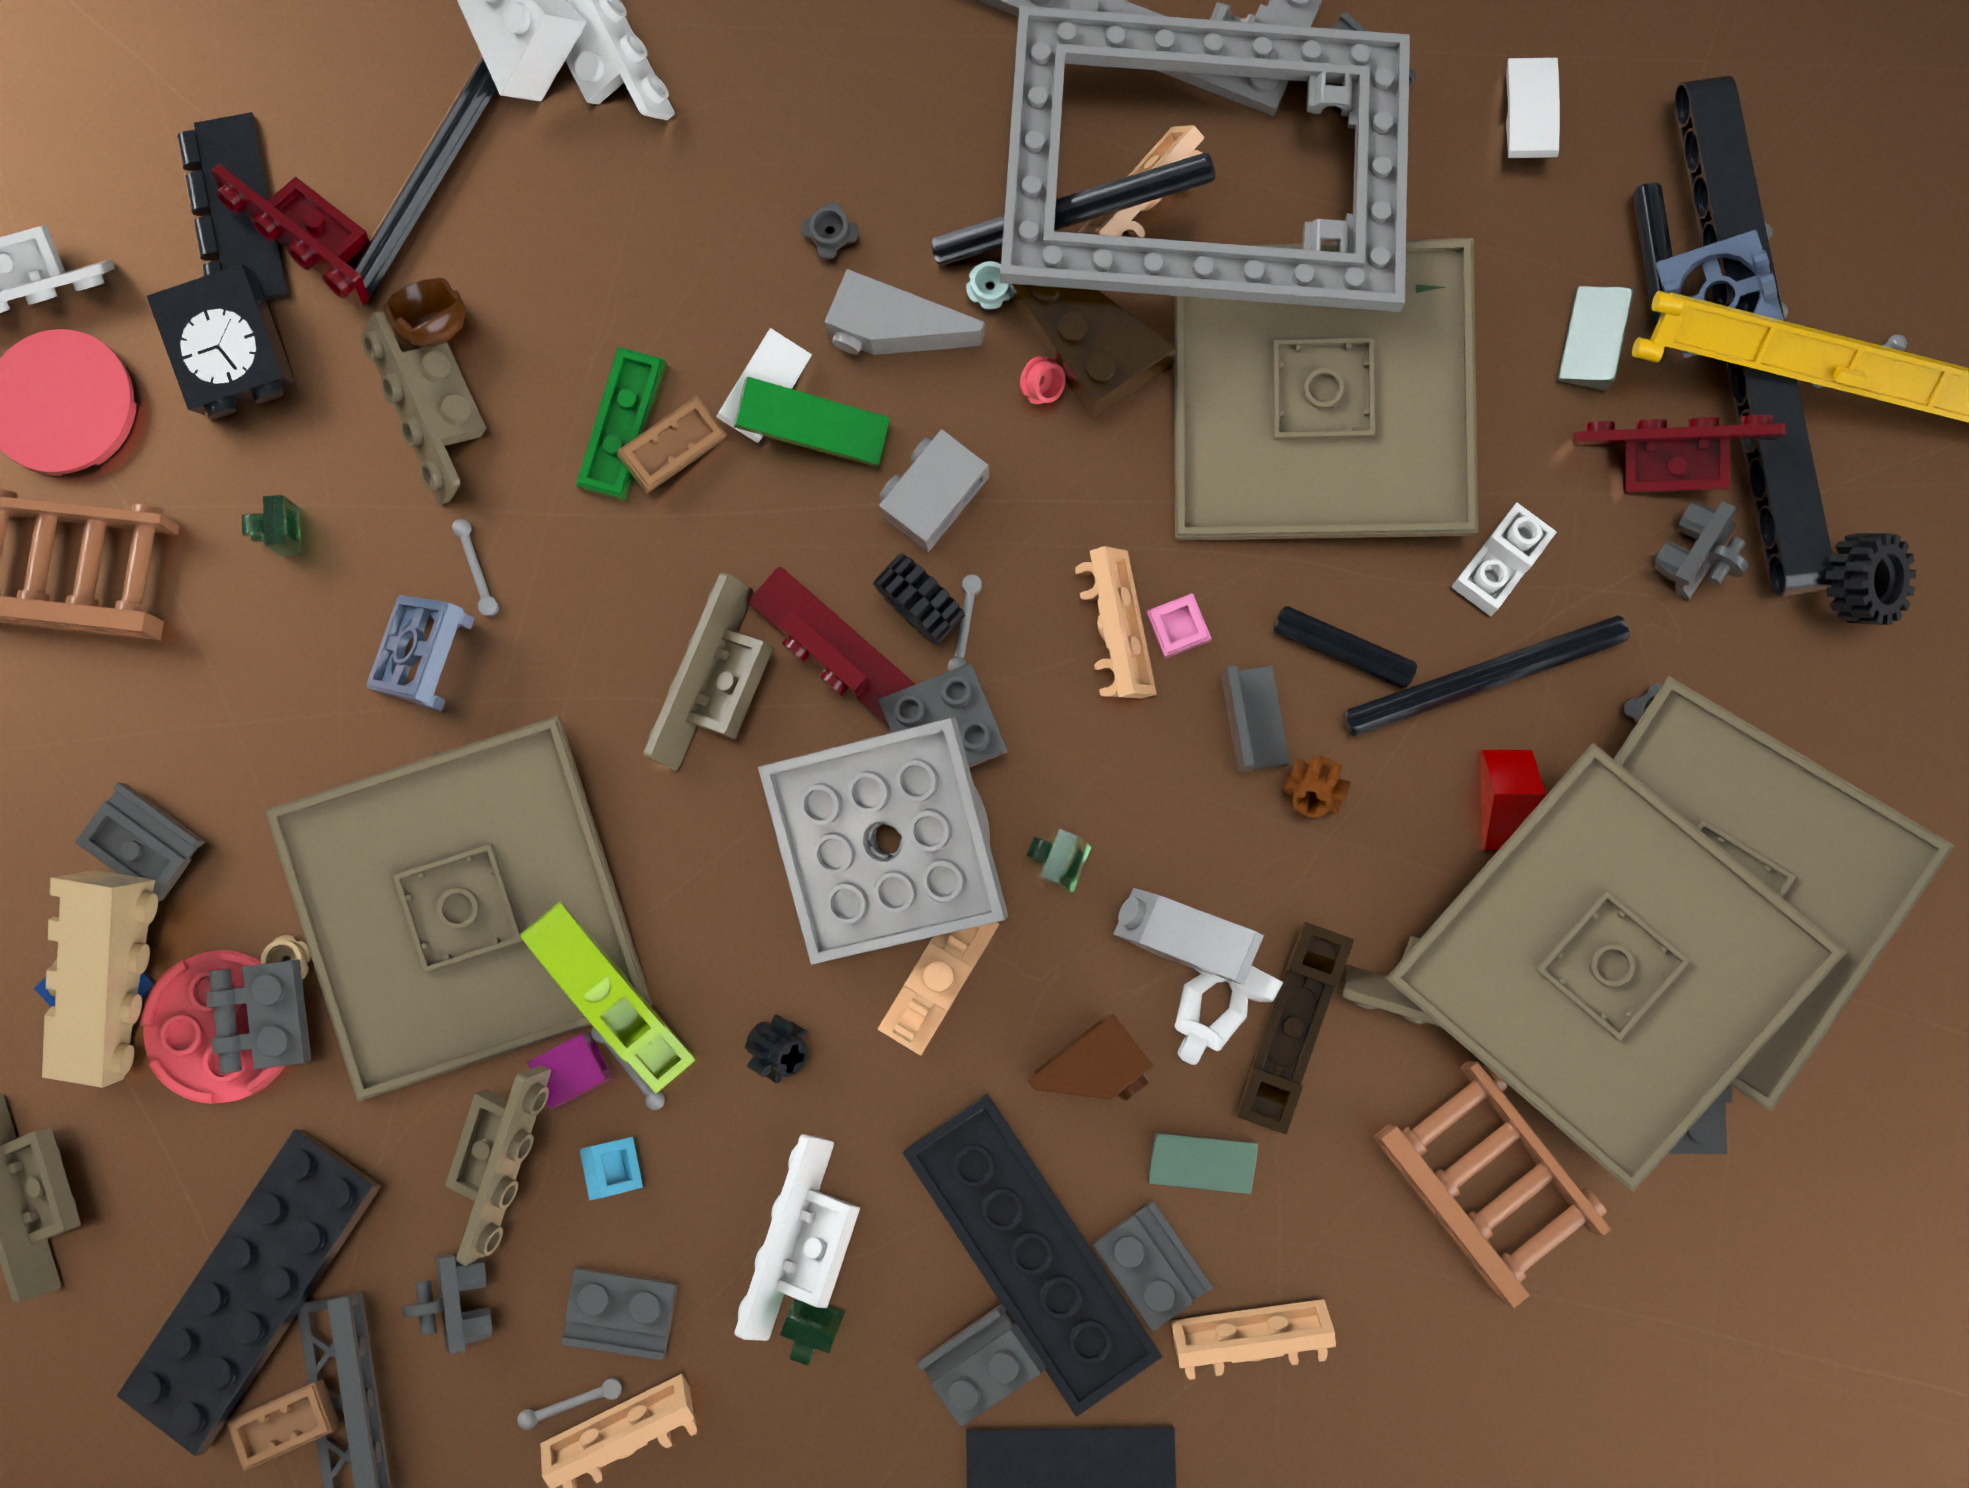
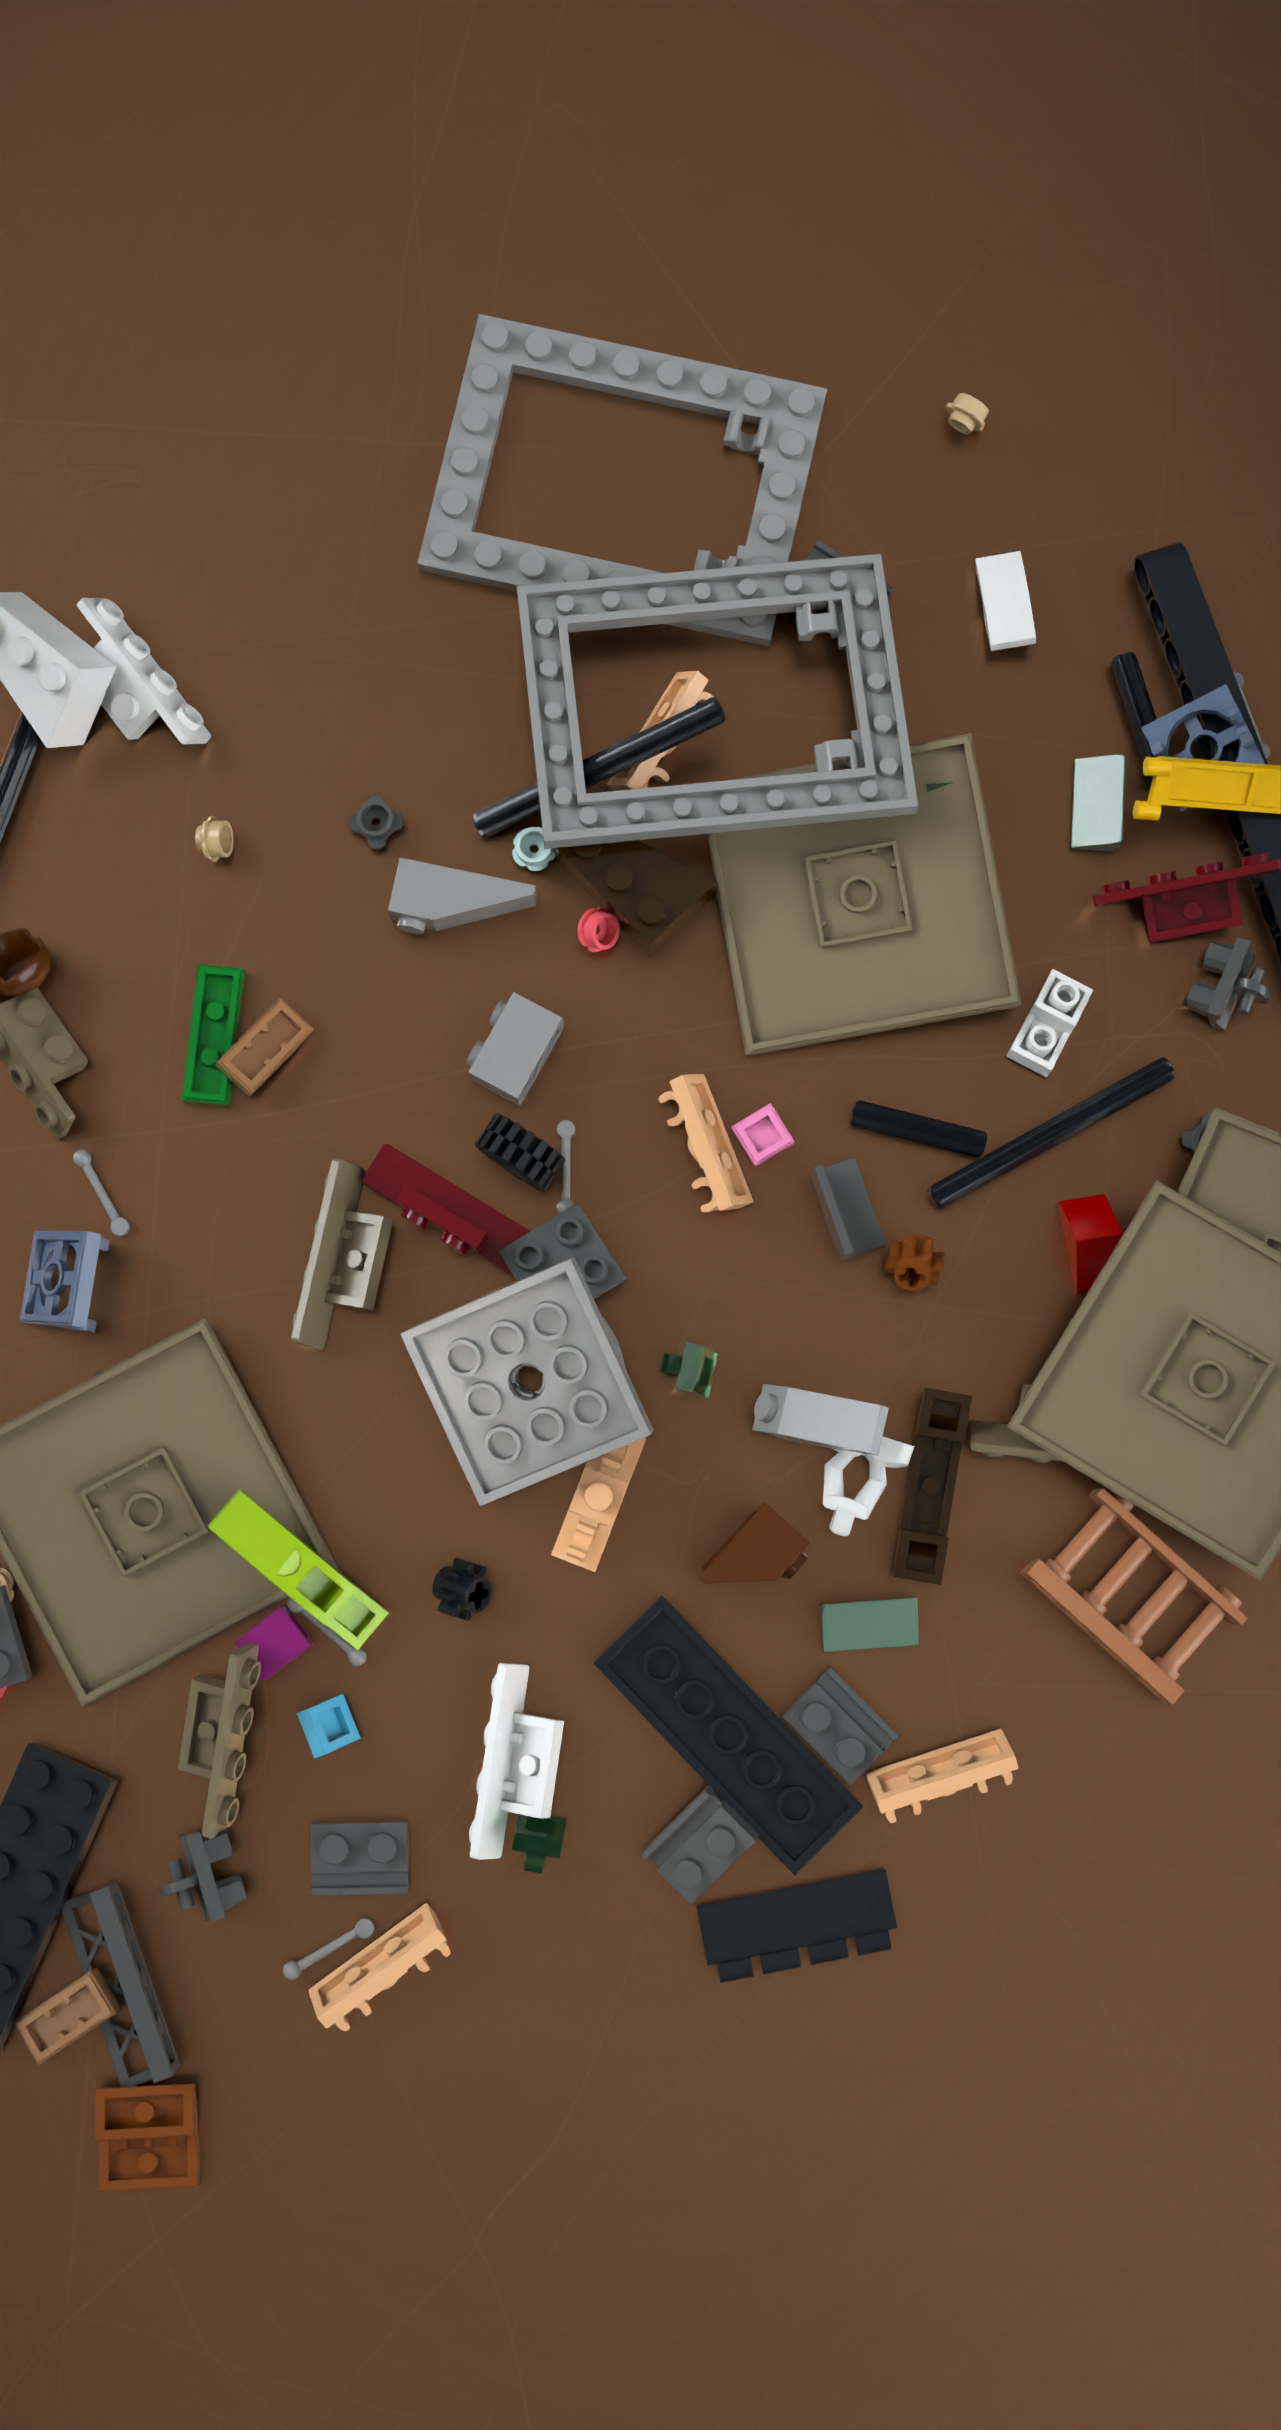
camera: 15 degrees left, 0 degrees up
(658, 219) = (214, 838): none -> tan plate
(774, 362) = (341, 978): white slope -> none
(811, 422) = (391, 1004): green tile -> none

